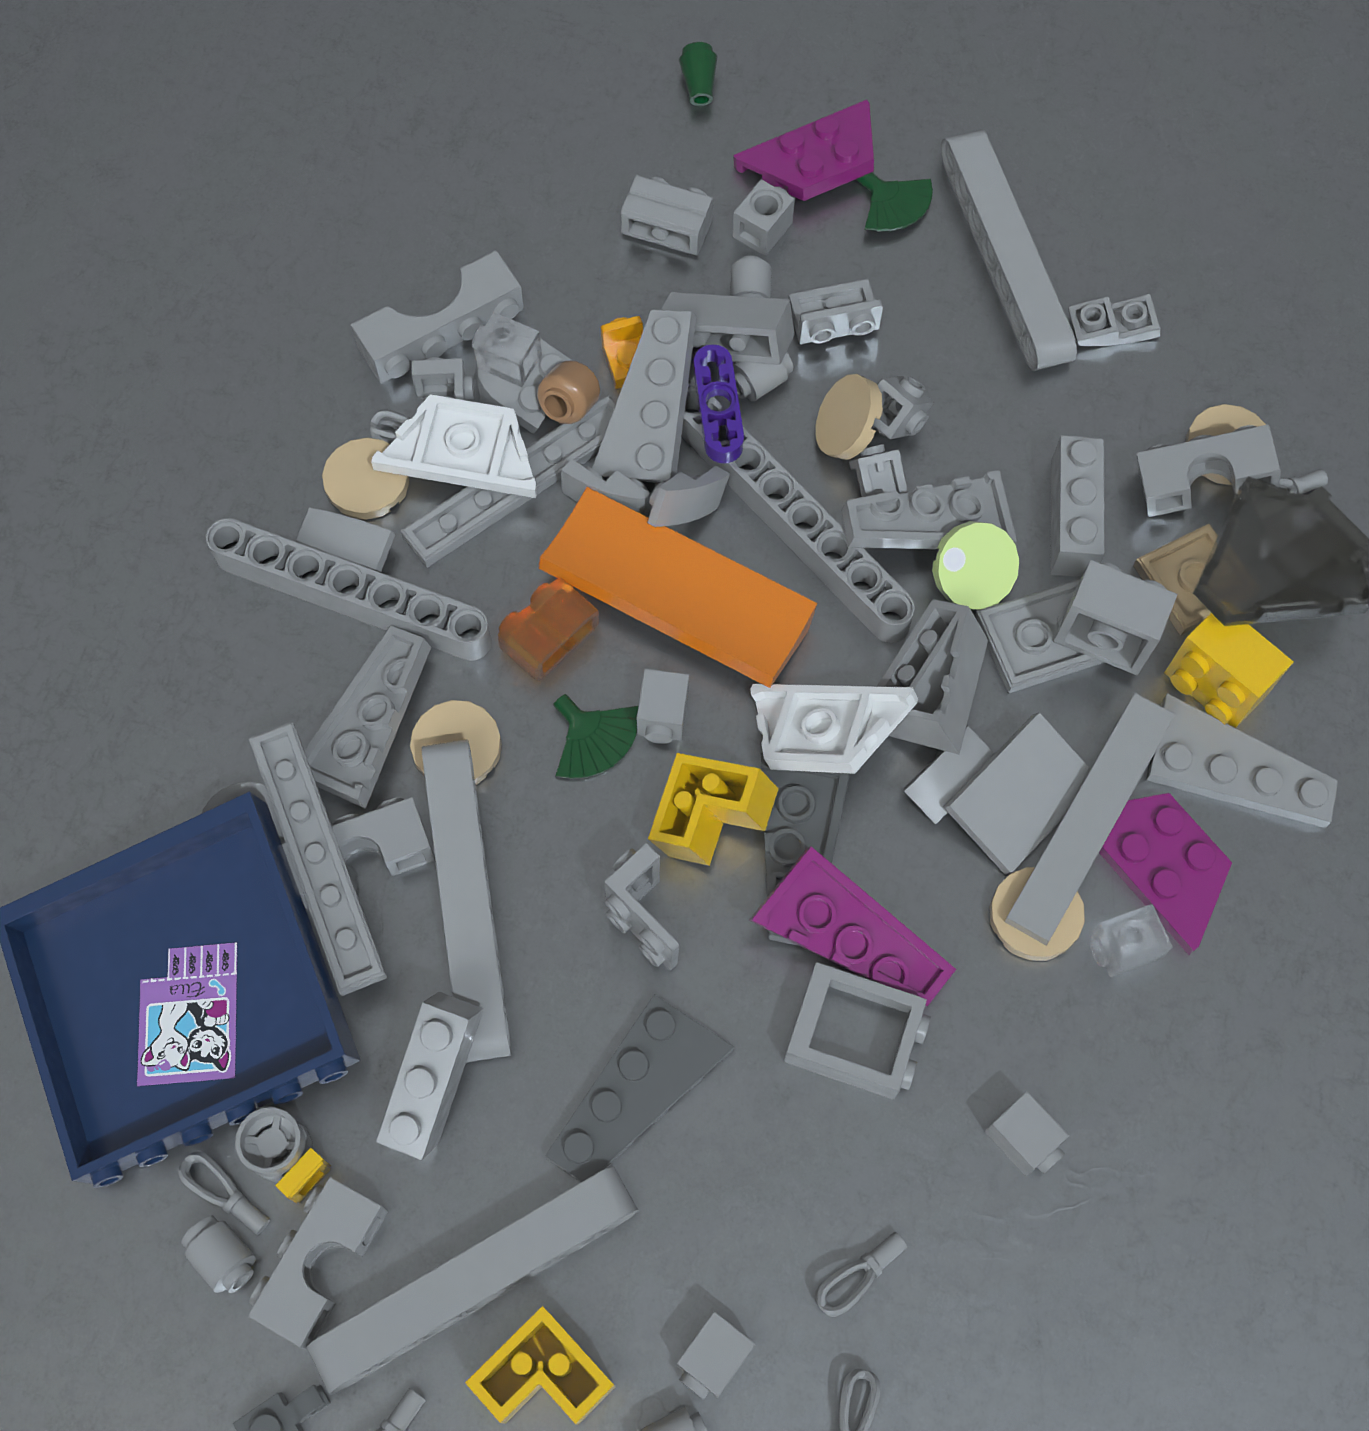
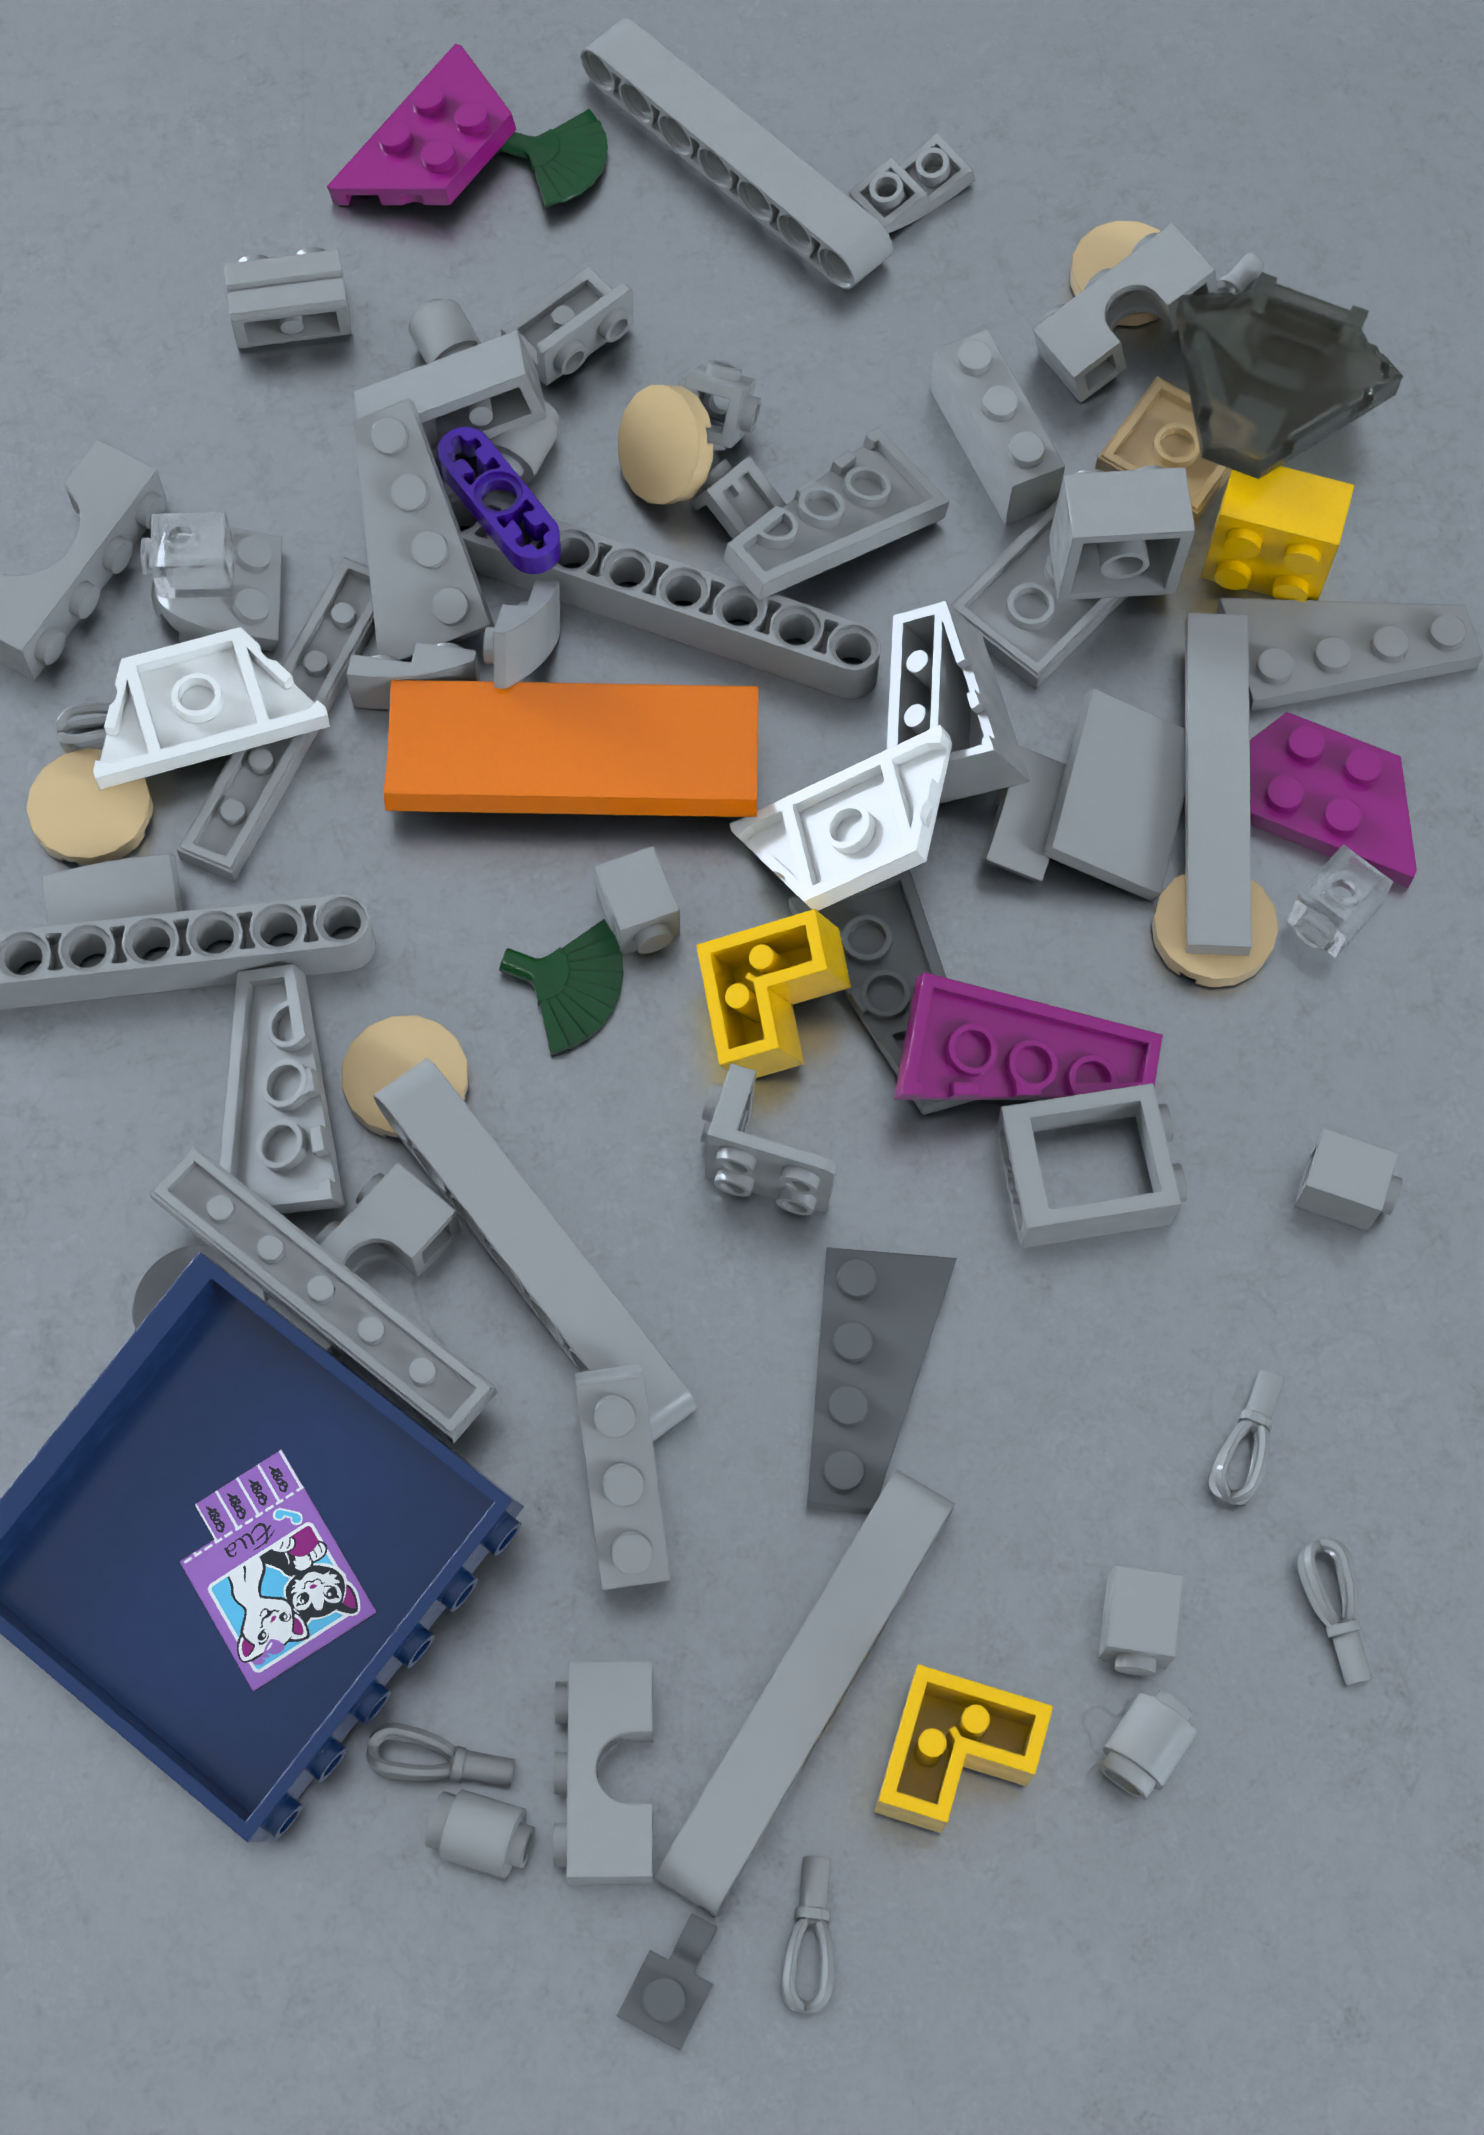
camera: 30 degrees left, 0 degrees up
(271, 1142) = (473, 1664): light grey wheel -> none
(303, 1176) = (530, 1683): yellow tile -> none
(442, 378) = (119, 633): light grey bracket -> none
(547, 628) = (438, 879): clear orange brick -> none
(568, 392) = (297, 574): medium nougat head -> none
(619, 345) = (329, 492): light orange bracket -> none
(699, 68) = (219, 97): dark green cone -> none
(763, 217) = (412, 247): light grey brick -> none
(976, 565) = (918, 551): yellowish green tile -> none

